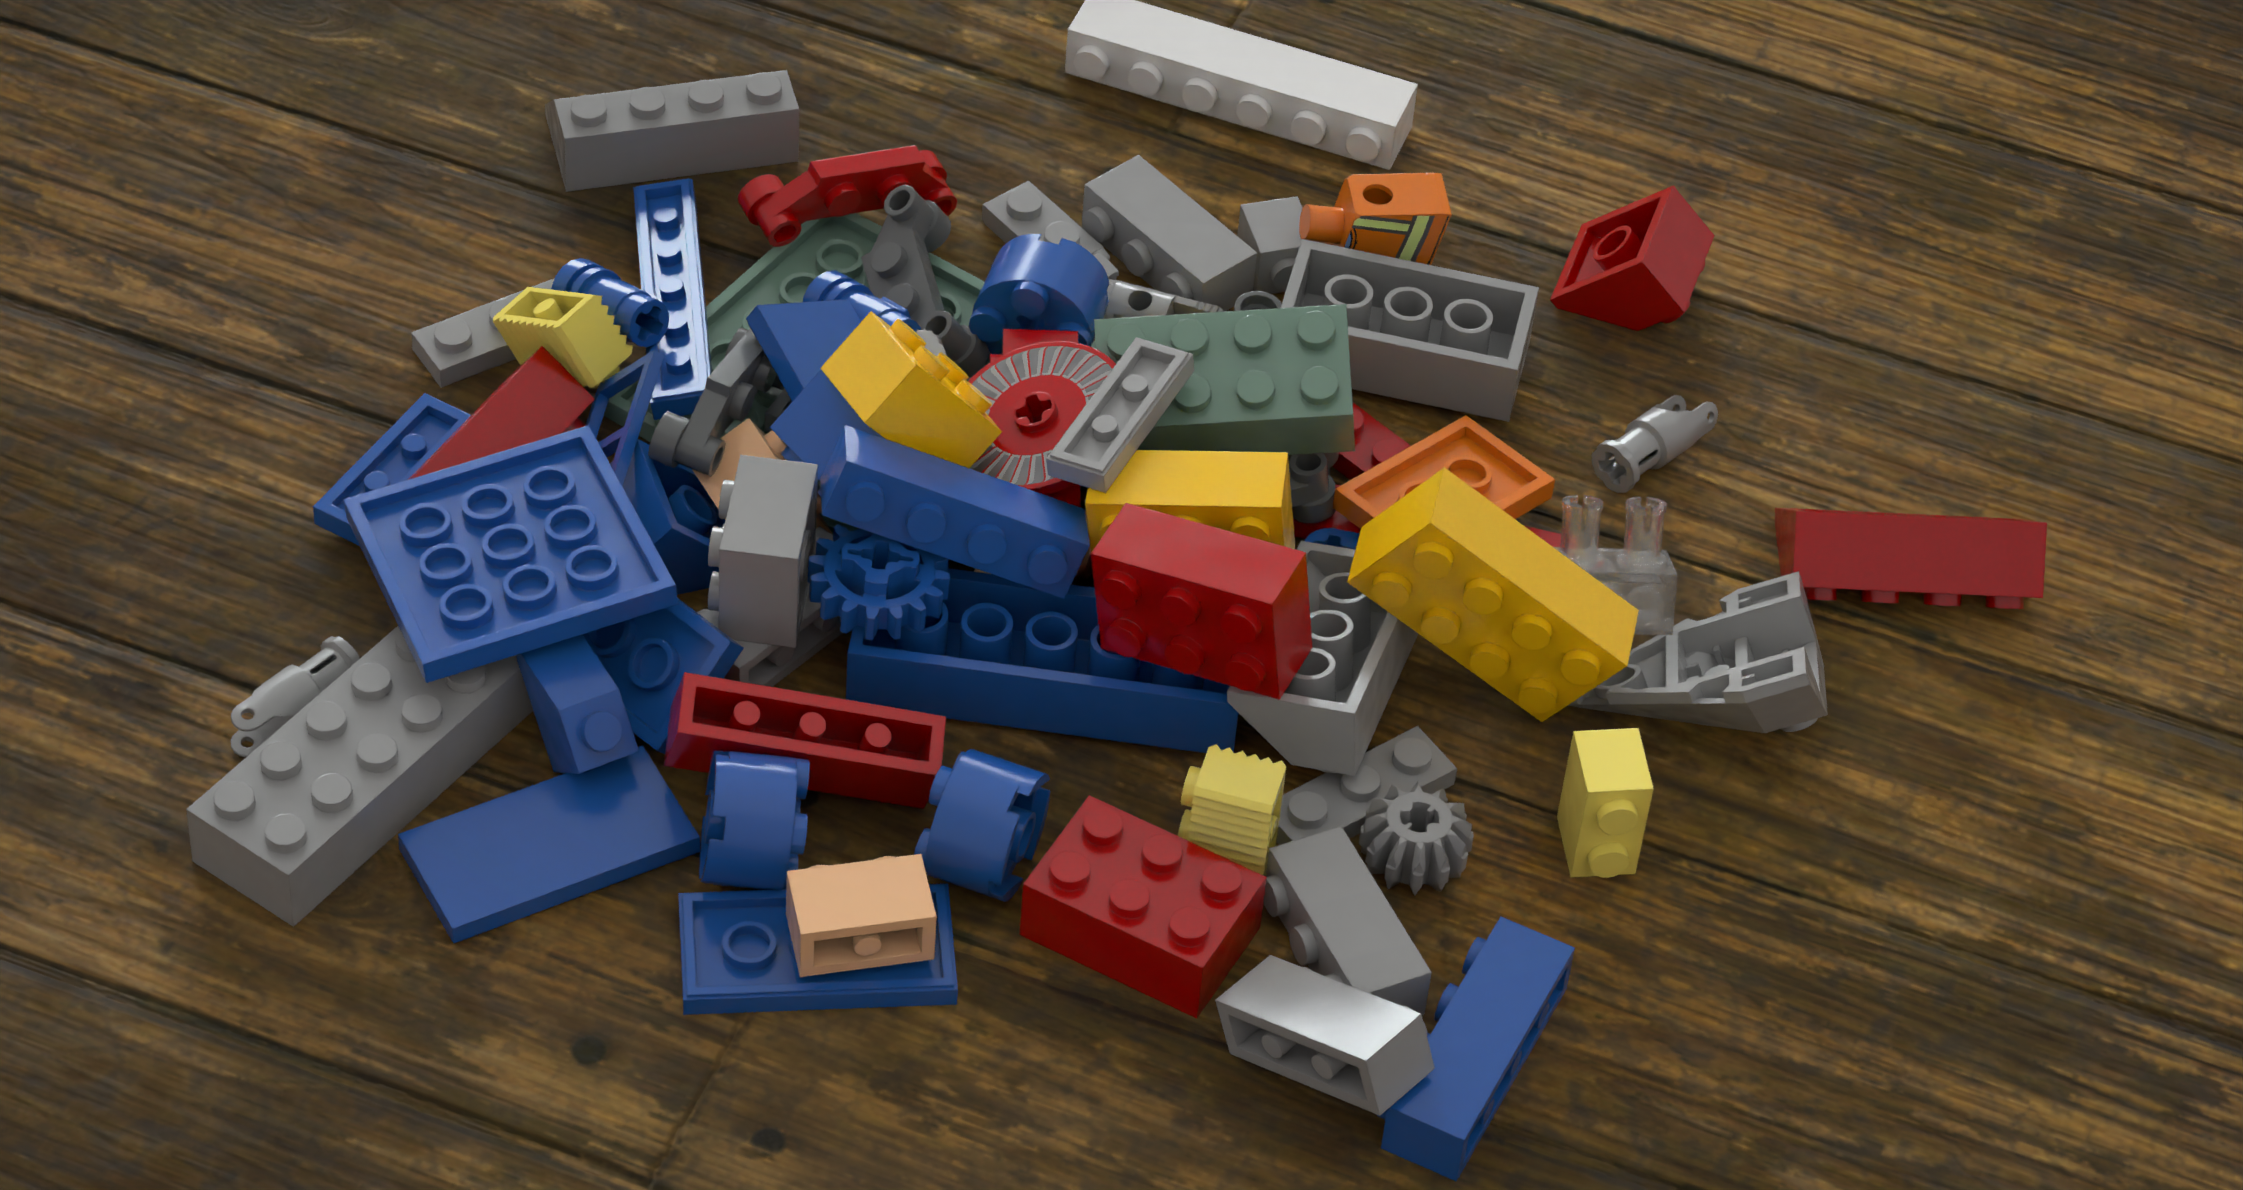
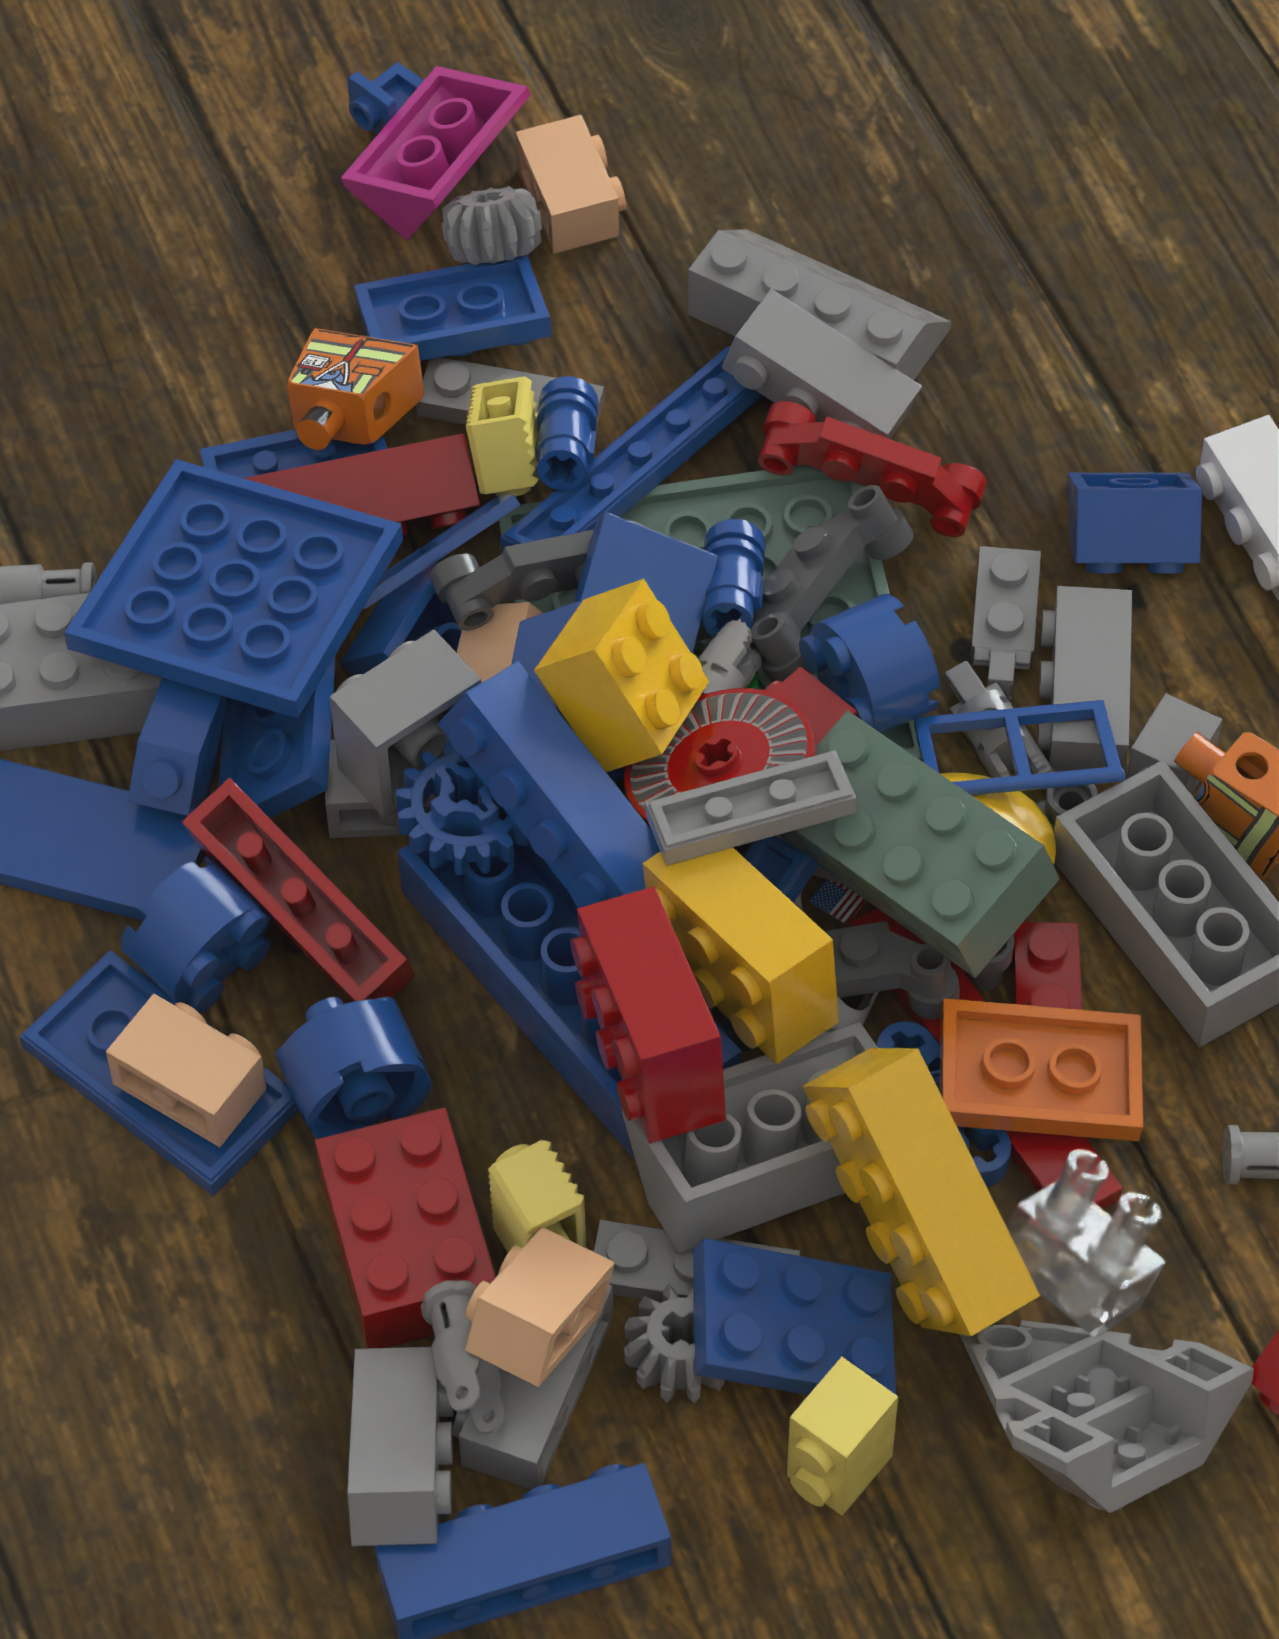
camera: 50 degrees right, 10 degrees up
(154, 177) = (378, 101): none -> blue bracket
(245, 180) = (431, 145): none -> dark pink slope
(358, 208) = (491, 225): none -> light grey gear
(373, 150) = (570, 183): none -> light nougat brick
(393, 380) = (352, 387): none -> orange torso
(395, 288) = (457, 308): none -> blue plate
(720, 150) = (809, 363): none -> light grey brick
(1071, 117) = (1134, 520): none -> blue slope
(1168, 284) = (1012, 720): none -> blue window
(1305, 935) = (467, 1378): none -> light grey piece
(1337, 852) = (537, 1305): none -> light nougat brick
(1477, 763) = (788, 1318): none -> blue plate

